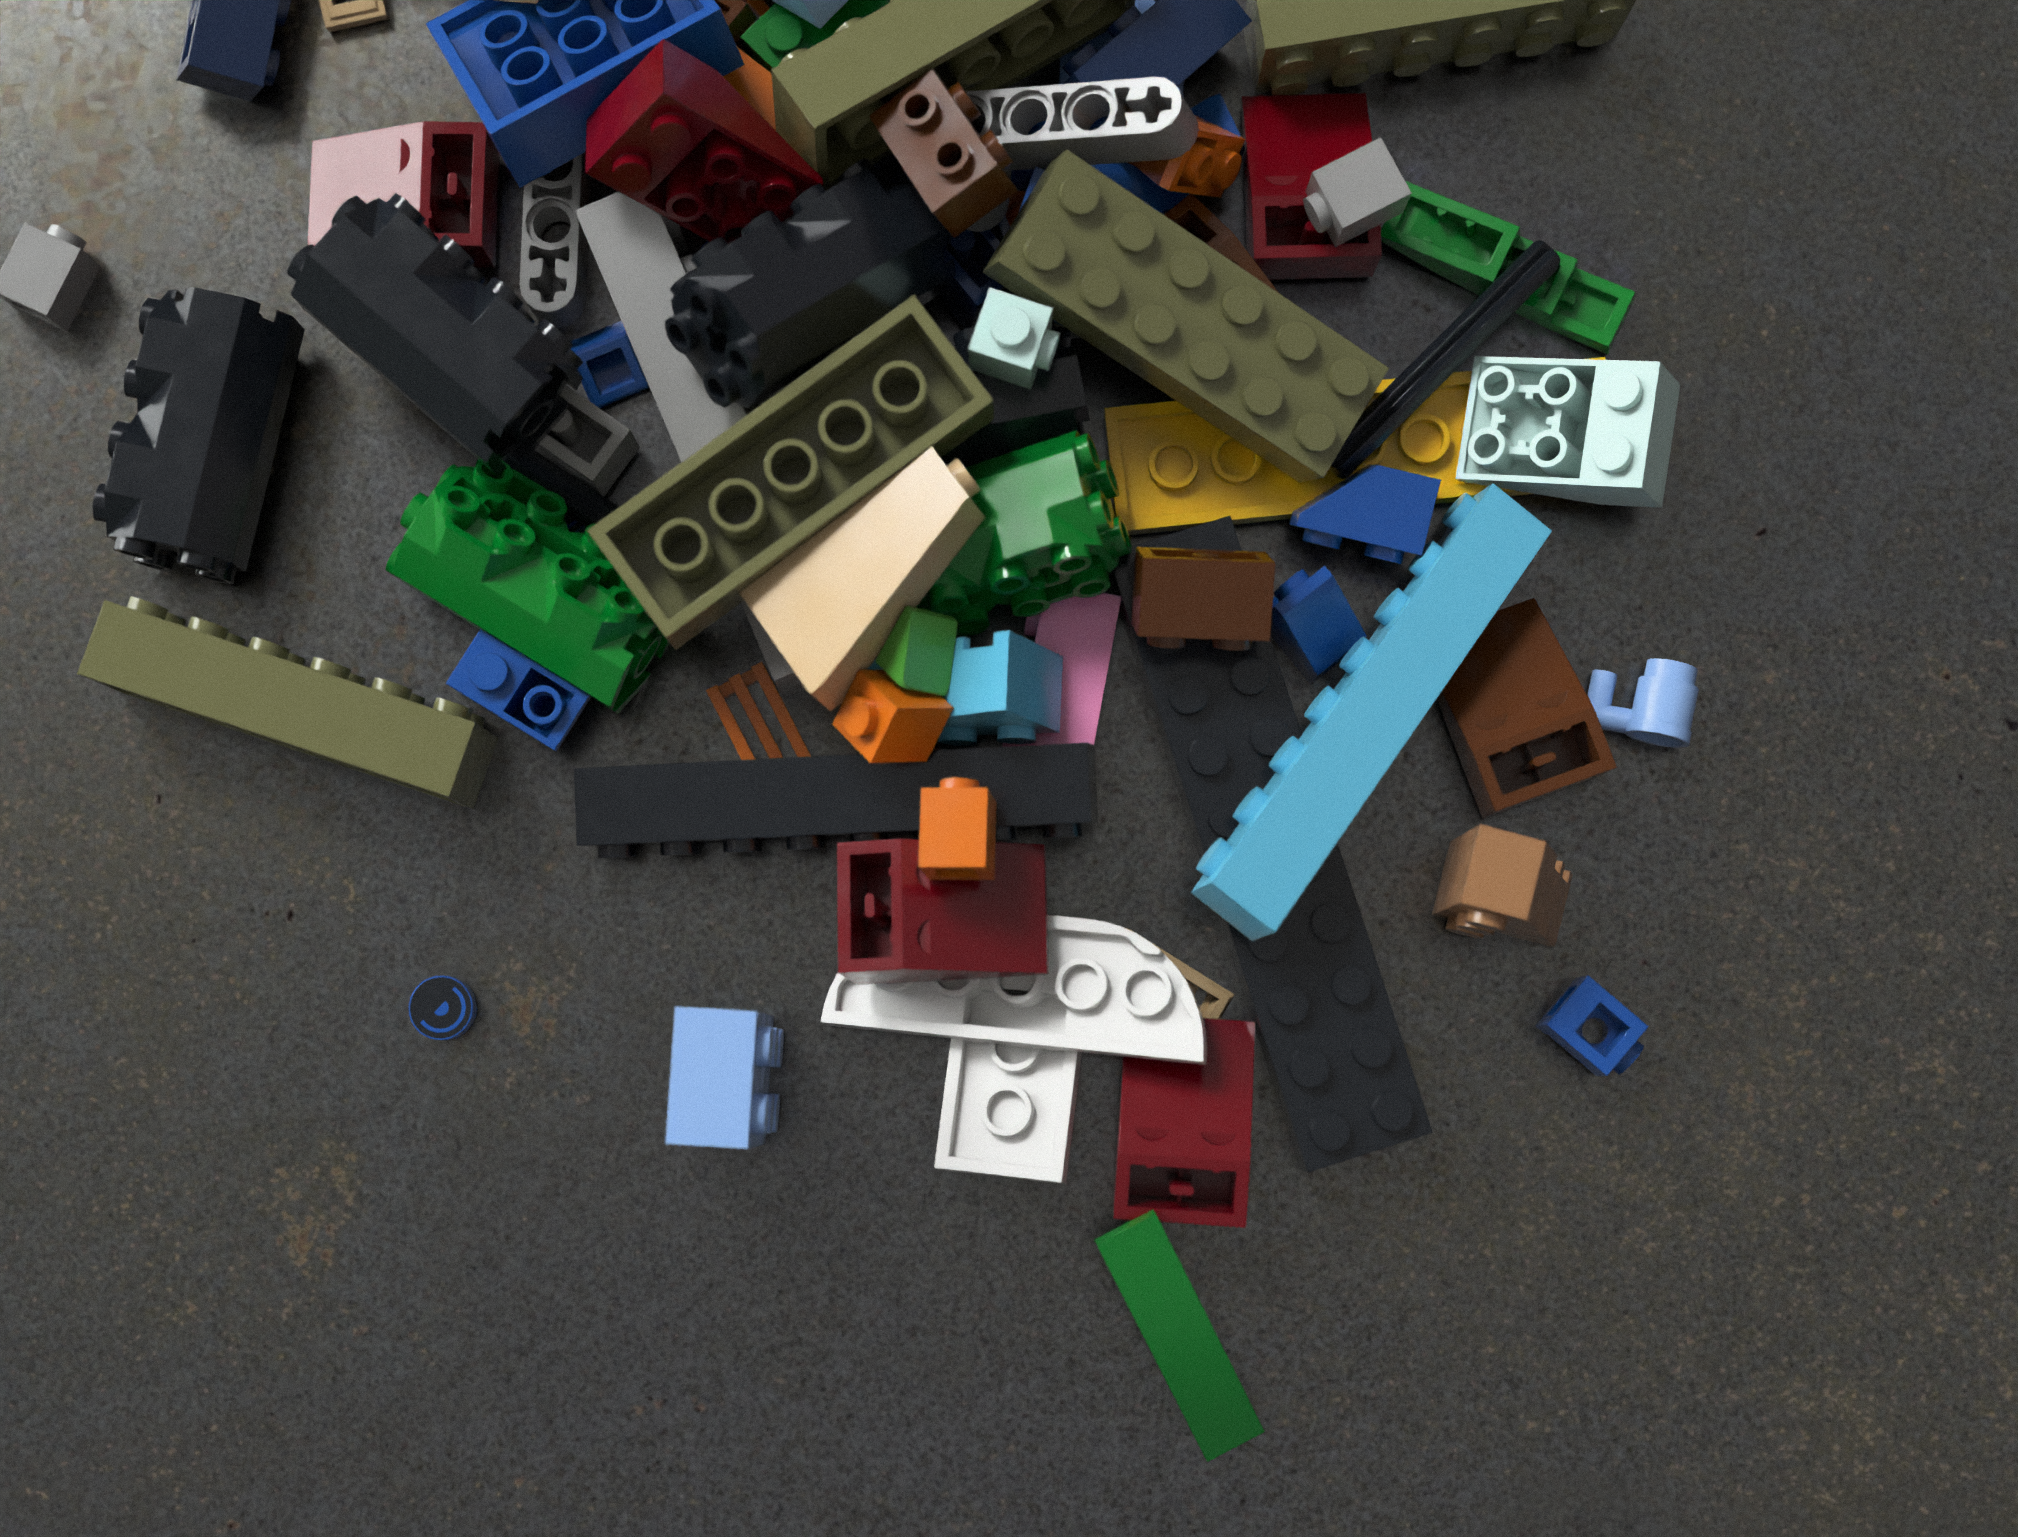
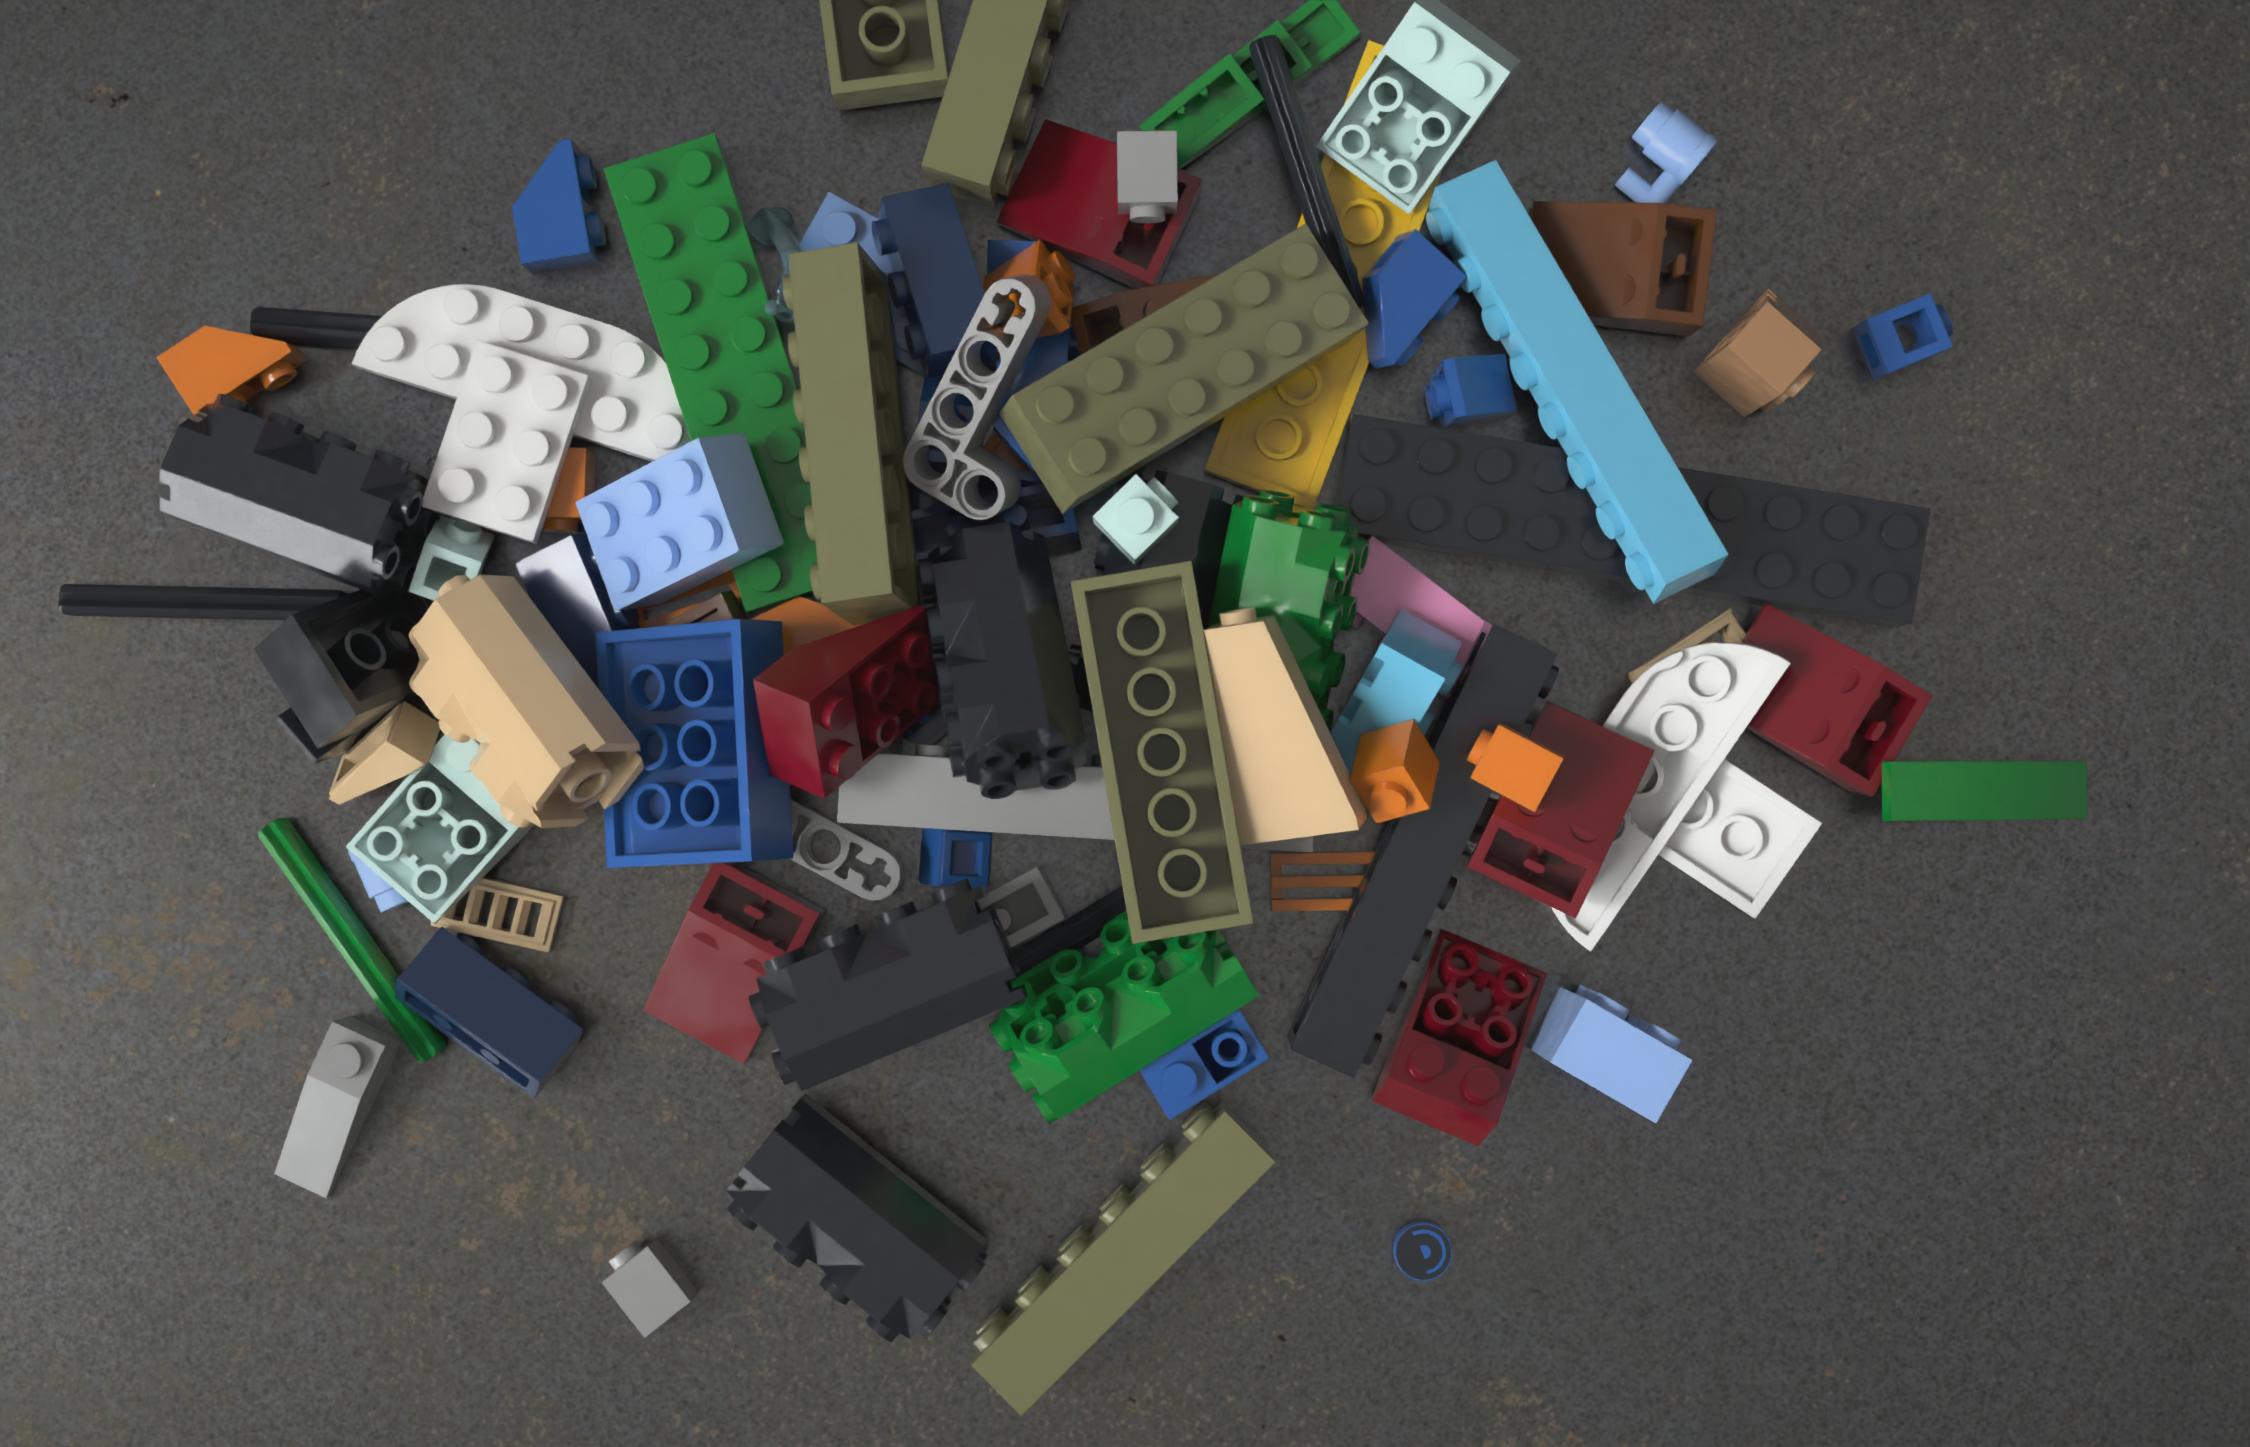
camera: 60 degrees left, 5 degrees up
(671, 936) = (1460, 1038): none -> dark red slope
(920, 651) = (1357, 723): bright green slope -> none
(944, 153) = (955, 495): reddish brown brick -> none
(1202, 596) = (1419, 471): reddish brown brick -> none

